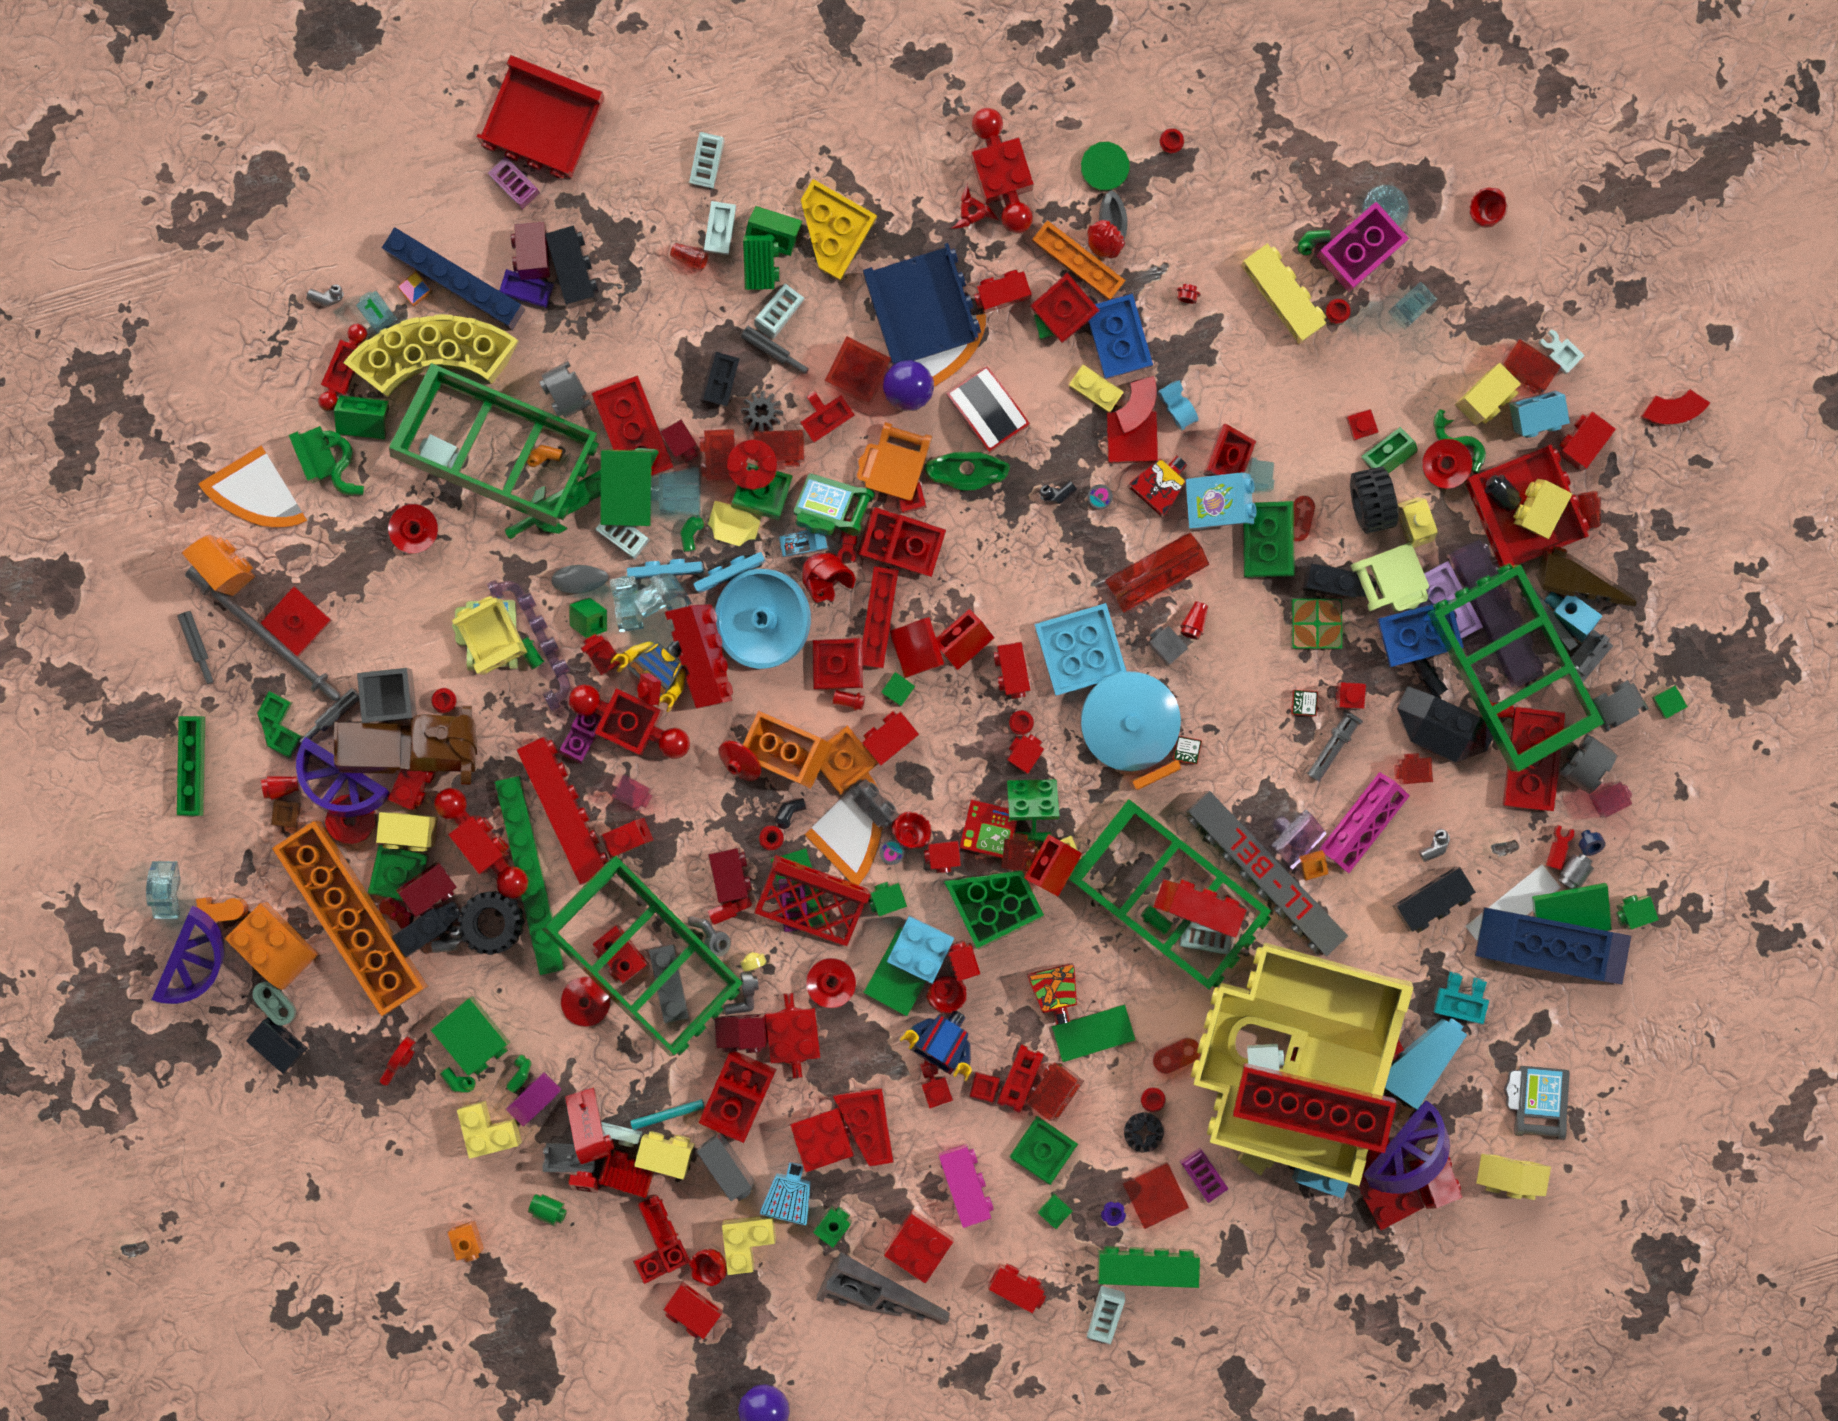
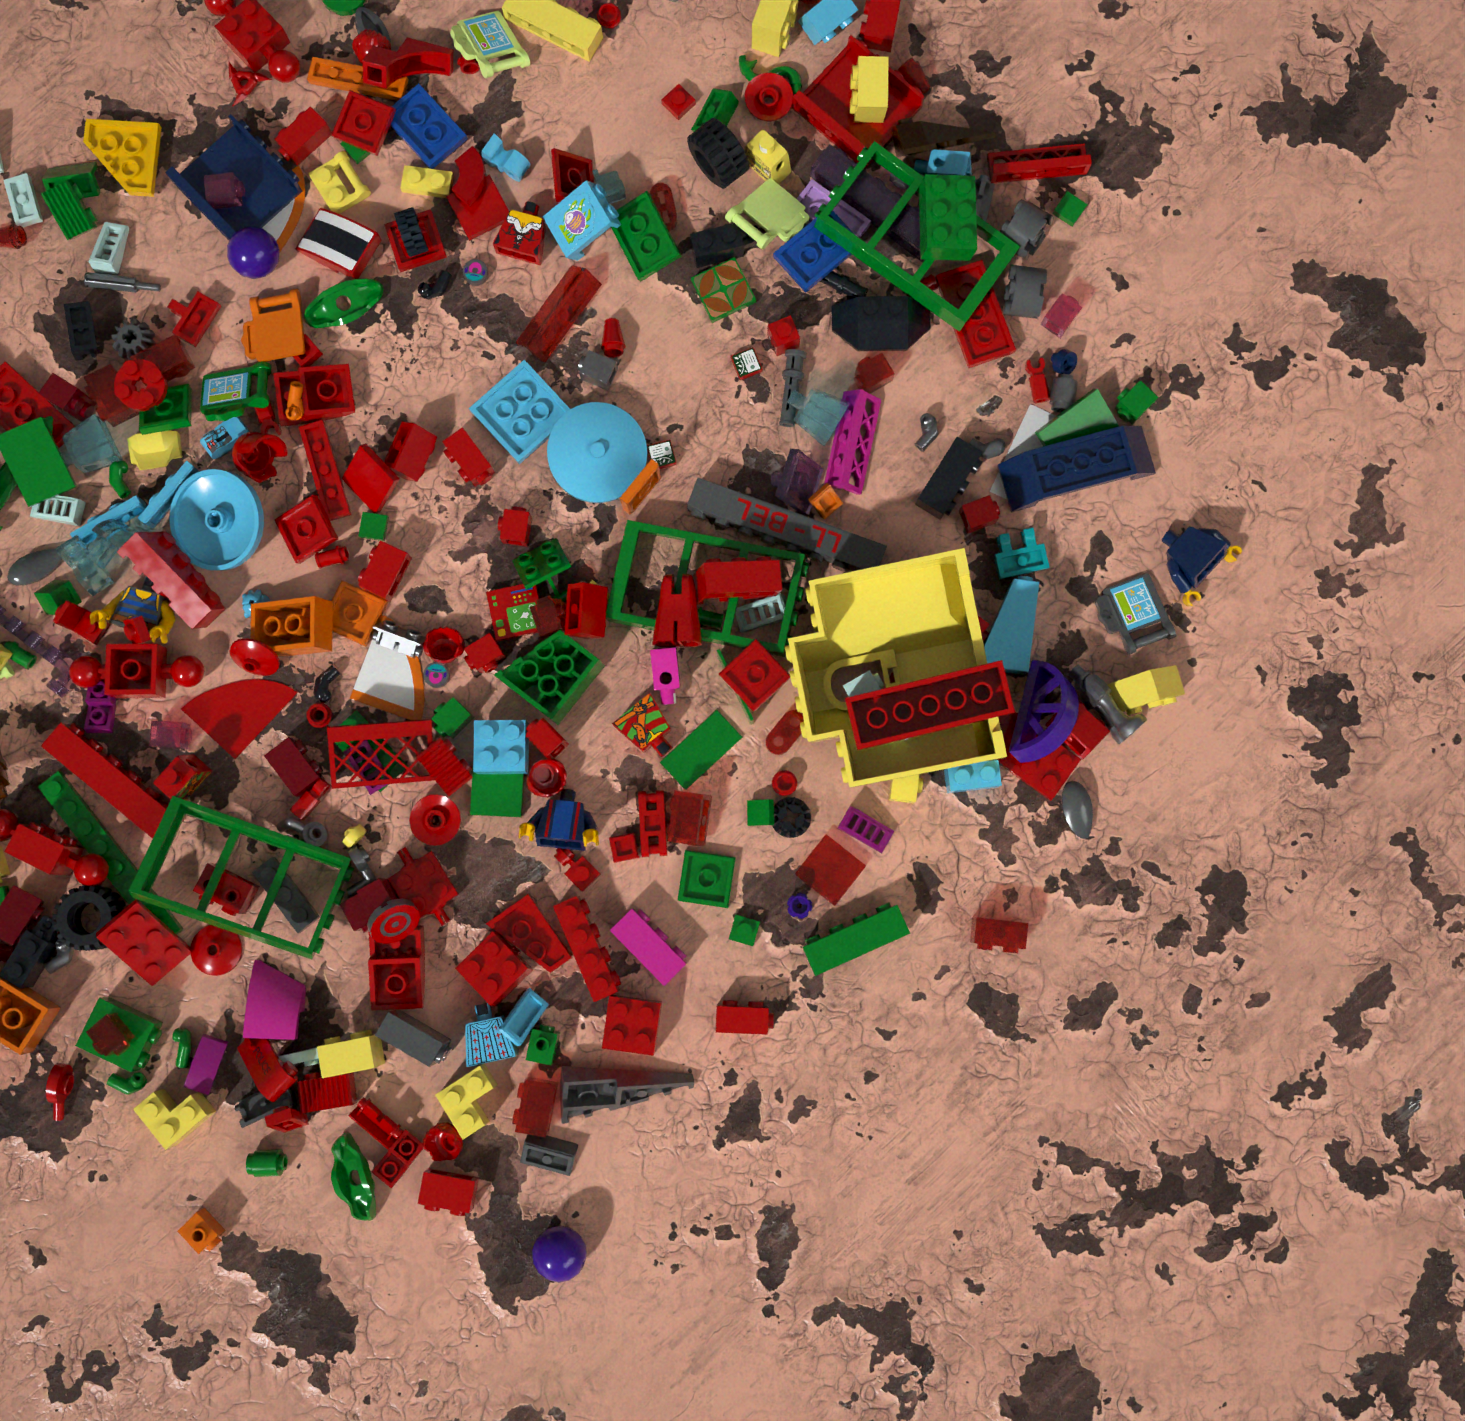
camera: 20 degrees left, 5 degrees down
(467, 1039) = (110, 1035): none -> clear red brick
(529, 968) = (143, 942): none -> red plate
(615, 1076) = (273, 1004): none -> dark pink slope
(615, 1278) = (357, 1196): none -> green piece
(667, 1114) = (338, 1019): teal bar -> none
(700, 798) = (238, 711): none -> red sticker
(757, 1060) = (393, 921): none -> red tile
(760, 700) = (255, 596): none -> medium azure animal
(793, 1320) = (549, 1154): none -> dark grey slope
(802, 1275) = (535, 1106): none -> clear red brick
(828, 1194) = (523, 1017): none -> medium azure tile
(858, 371) = (201, 262): clear red brick -> none
(862, 940) = (444, 765): none -> red brick
(881, 546) = (294, 405): none -> orange arm
(908, 311) = (223, 190): none -> clear pink brick
(910, 1161) = (586, 948): none -> red brick
(1006, 352) = (332, 188): none -> light yellow plate
(1021, 722) = (498, 501): red plate -> none
(1059, 441) = (414, 239): none -> red plate
(1099, 943) = (665, 661): none -> dark pink torso
(1103, 1300) = (834, 982): light aqua slope -> none
(1119, 1116) = (760, 812): none -> green tile
(1132, 910) = (677, 615): none -> red piece
(1141, 268) = (413, 57): none -> red arch
(1151, 996) = (743, 704): none -> green piece
(1174, 998) = (754, 675): none -> red tile
(1215, 280) = (488, 38): none -> yellowish green piece
(1276, 1324) = (996, 932): none -> clear red brick
(1347, 784) = (818, 413): none -> clear light blue torso
(1399, 1249) = (1077, 808): none -> dark grey arm
(1445, 945) = (979, 514): none -> red brick
(1467, 1159) = (1096, 695): none -> flat silver piece
(1484, 890) = (991, 448): none -> dark grey arm
(1502, 492) = (830, 97): black brick -> none
(1550, 670) = (947, 217): none -> green brick
(1617, 1078) = (1195, 556): none -> dark blue torso
(1659, 652) = (1037, 167): none -> red fence

